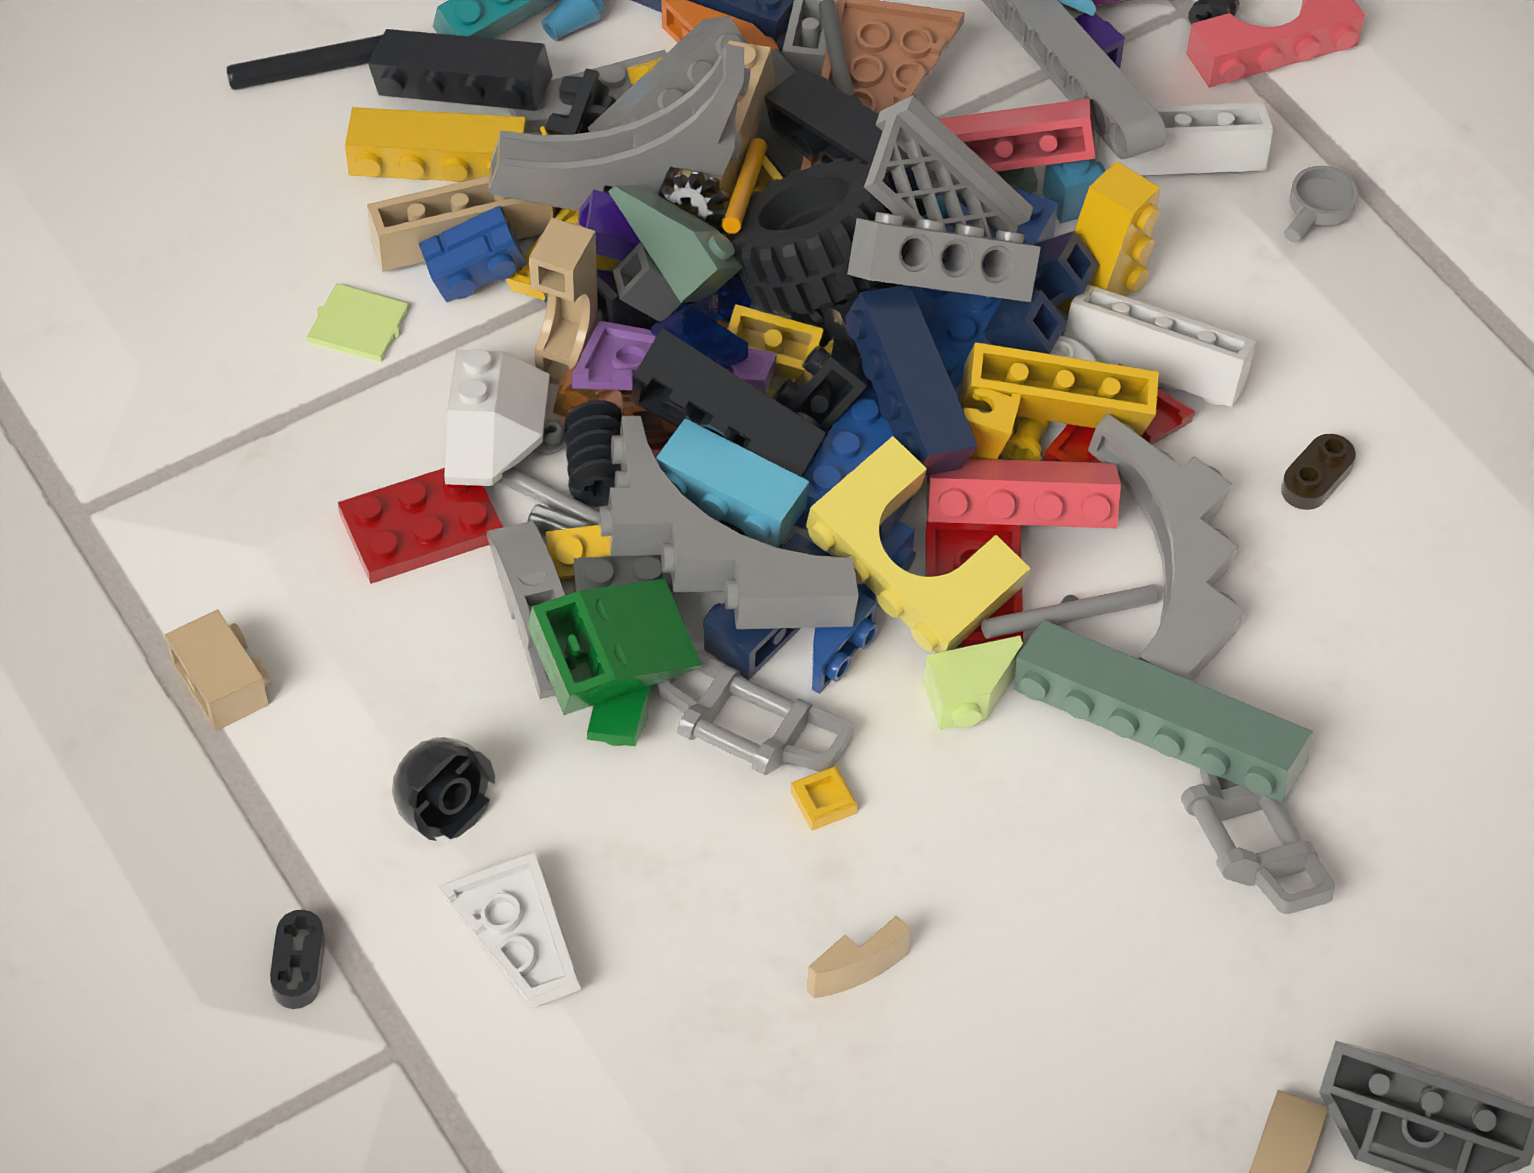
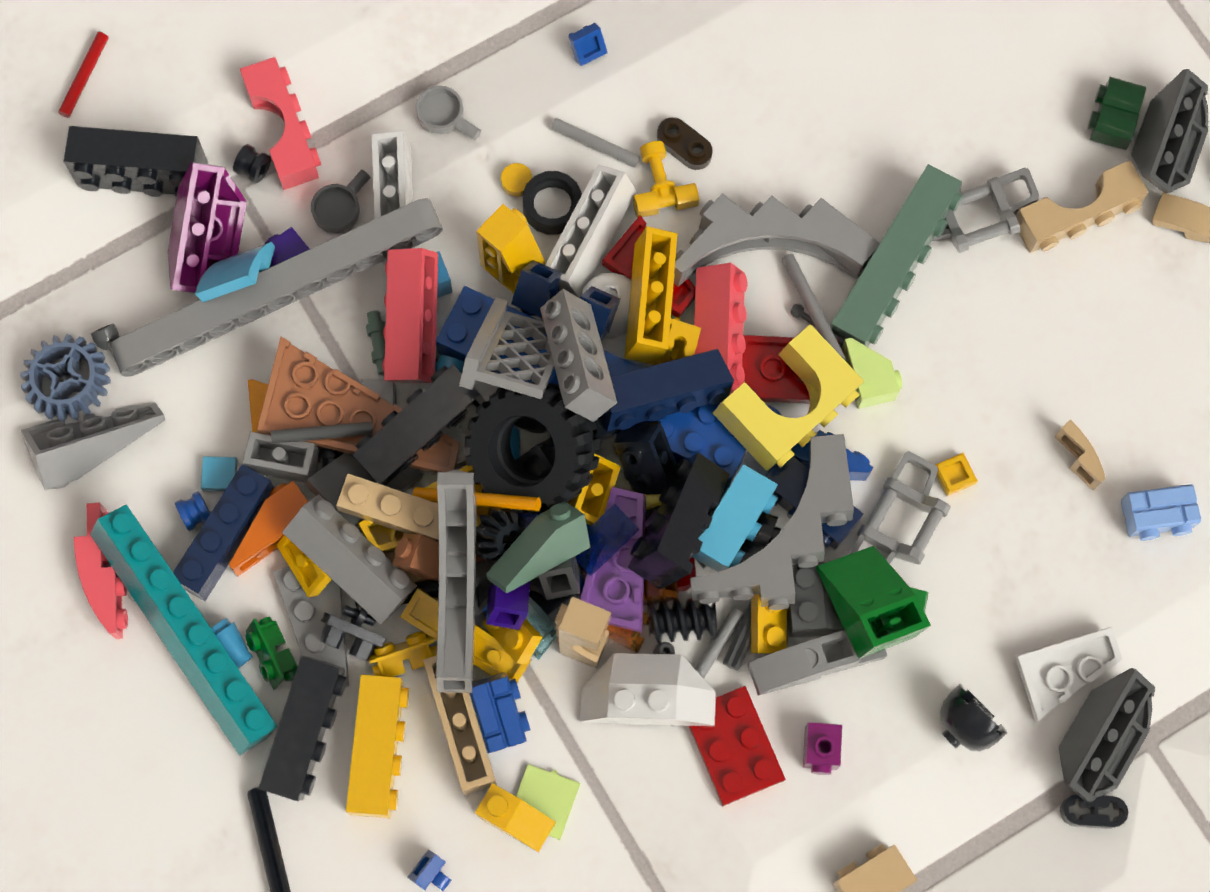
camera: 90 degrees left, 20 degrees up
(272, 201) = (428, 872): none -> tile
(336, 276) = (515, 817): none -> yellow slope
(398, 965) = (1107, 735): none -> dark grey wedge
(410, 612) = (822, 747): none -> magenta brick
(575, 41) = (263, 639): none -> green hinge
(769, 1068) = (1161, 510): none -> light blue brick
(1166, 86) = (336, 205): none -> dark grey piece
(1210, 291) = (545, 180): none -> black tyre
(1232, 282) = (515, 178): none -> yellow tile
(1234, 440) = (663, 192): none -> yellow bar
(1245, 925) = (1046, 222): none -> tan arch
(1303, 370) = (595, 142): none -> light grey bar
(1453, 350) = (587, 44): none -> blue tile
(1463, 1040) = (1117, 112): none -> dark green brick

